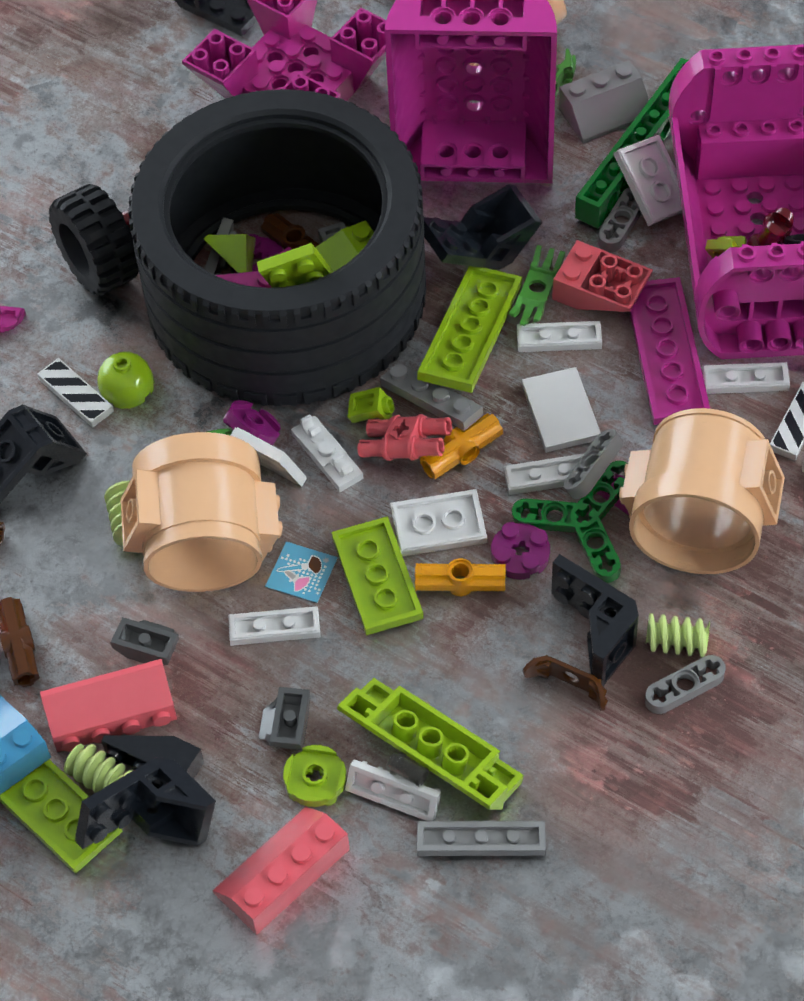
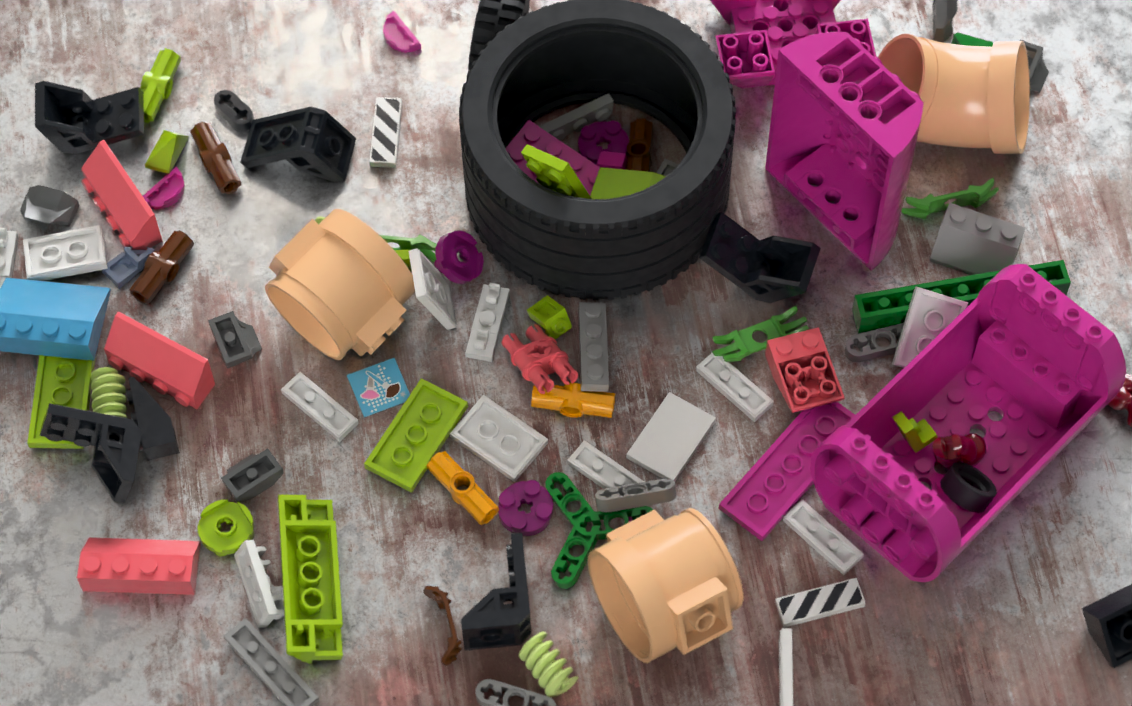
camera: 45 degrees right, 5 degrees up
(125, 380) = (423, 152): lime cylinder -> none
(234, 249) = (584, 125): lime slope -> none
(407, 769) = (271, 577): clear smoke pin -> none
(469, 329) = (673, 323): lime plate -> none

